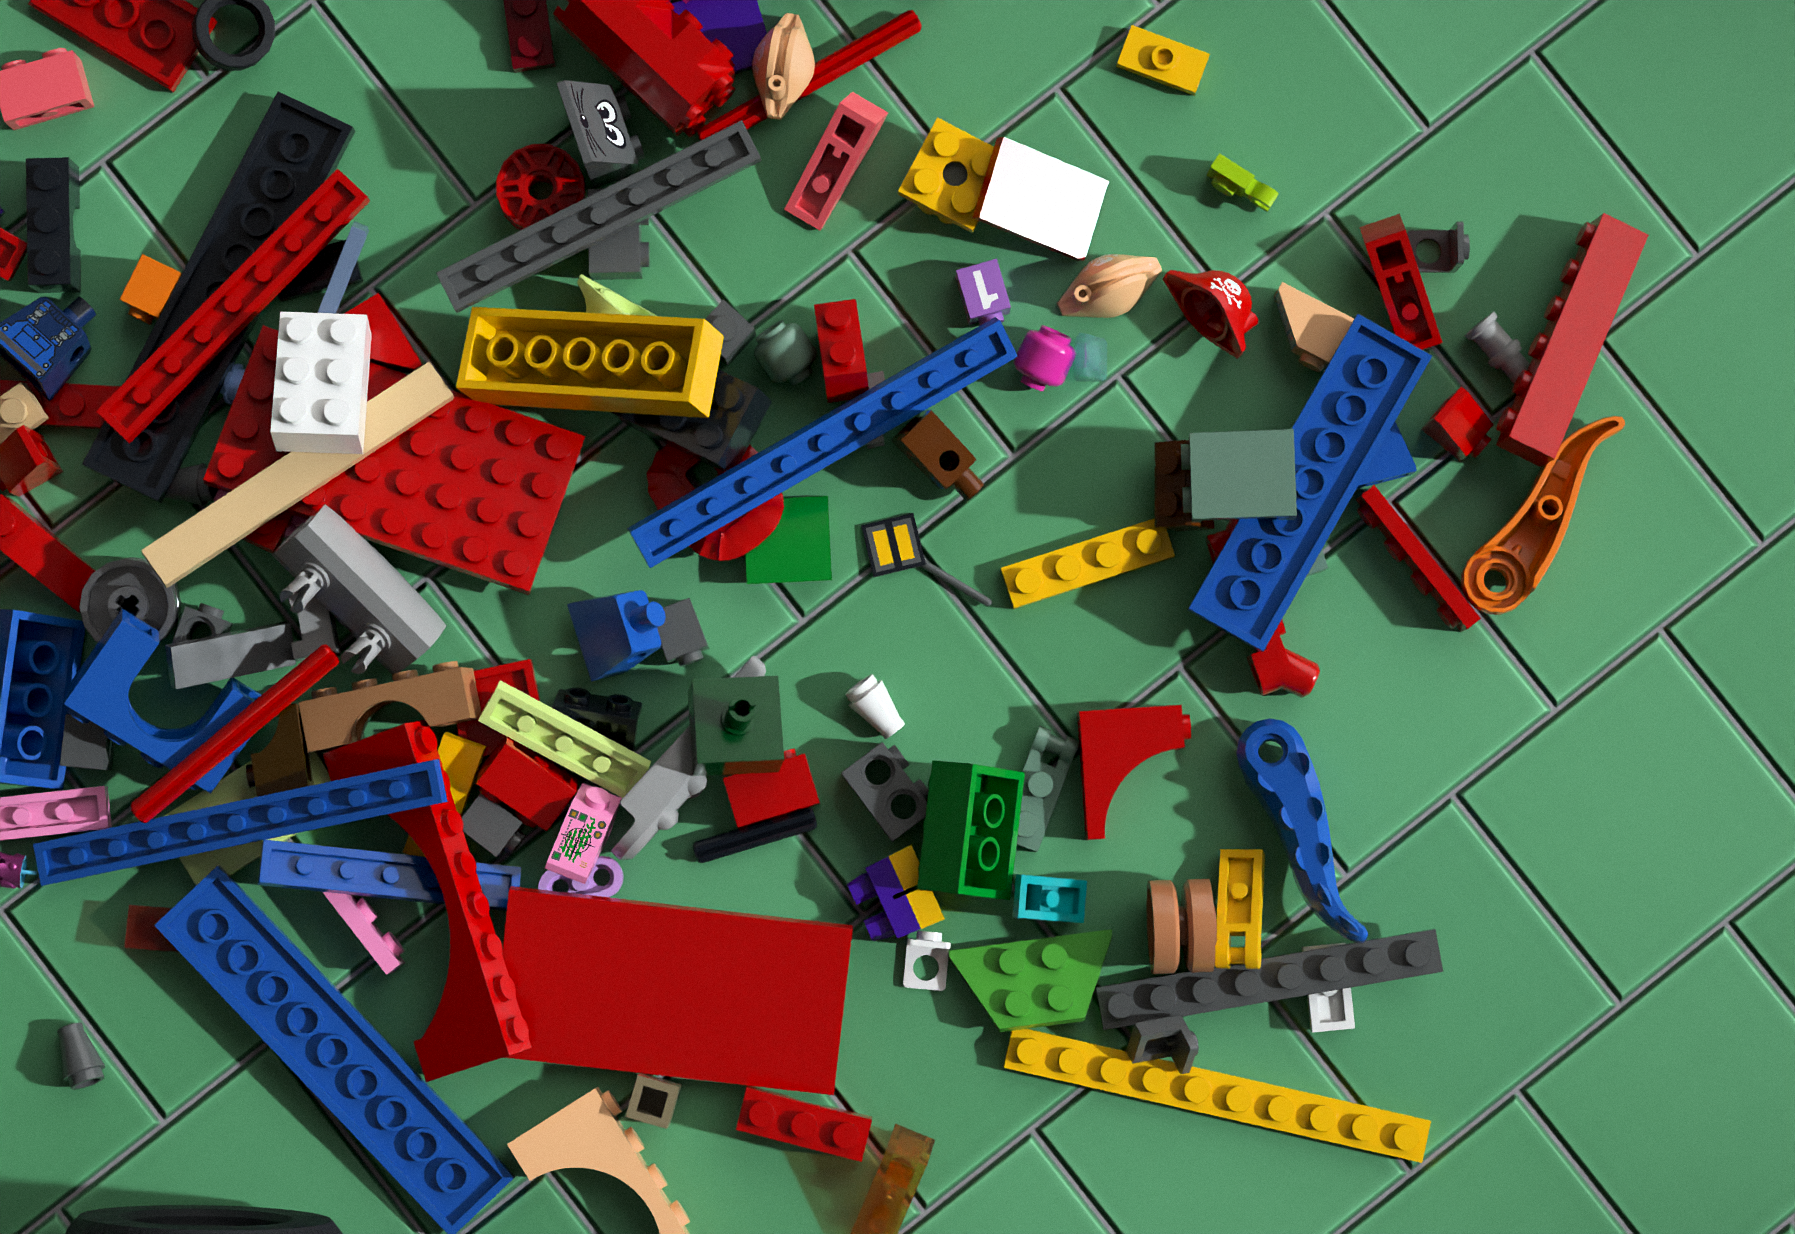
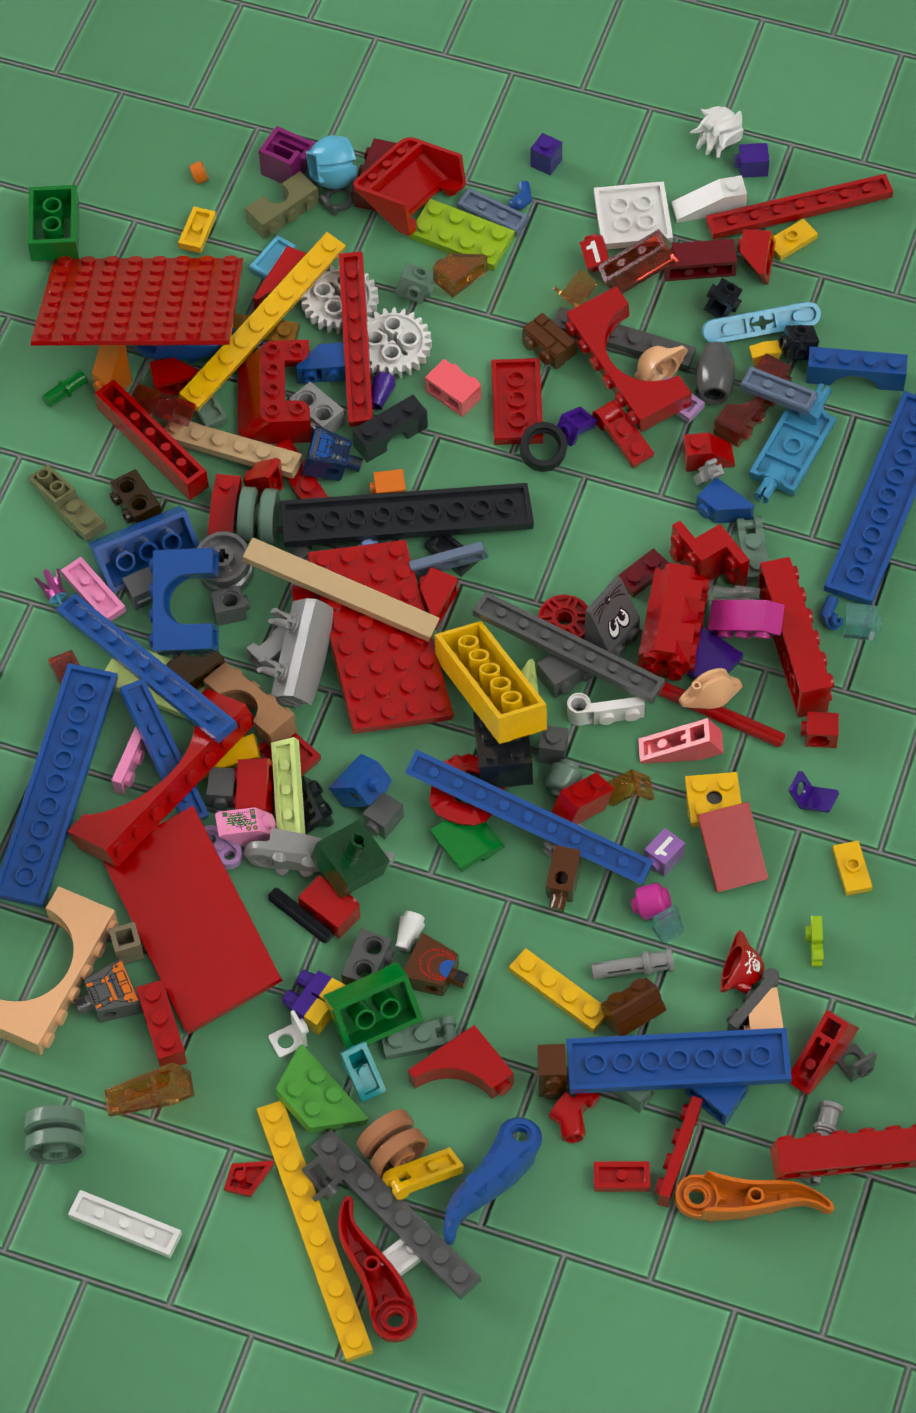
camera: 65 degrees right, 25 degrees down
(84, 507) = (258, 514): none -> sand green wheel
(230, 655) = (228, 618): tile -> none
(233, 306) = (405, 517): red plate -> none
(234, 733) = (189, 637): red axle -> none
(321, 383) = (392, 570): white brick -> none
(710, 1165) = (110, 994): none -> torso
(721, 228) = (603, 712): none -> white plate
(852, 273) = (628, 785): none -> clear orange bracket
(896, 547) = (501, 894): piece -> none
(953, 708) = (434, 967): none -> reddish brown torso
(1030, 36) = (812, 797): none -> dark purple bracket
(1091, 1138) = (247, 1177): none -> red piece
(1109, 286) = (713, 912): light nougat hat -> none
(1126, 425) = (645, 963): none -> light grey pin
(1212, 653) = (551, 1070): none -> reddish brown brick
(1240, 475) = (656, 1016): sand green panel -> none
(1274, 322) = (738, 1018): none -> dark grey plate
(1349, 1058) = (382, 1283): none -> red animal
(1402, 655) = (621, 1176): none -> red plate
(1460, 425) = (767, 1122): red slope -> none

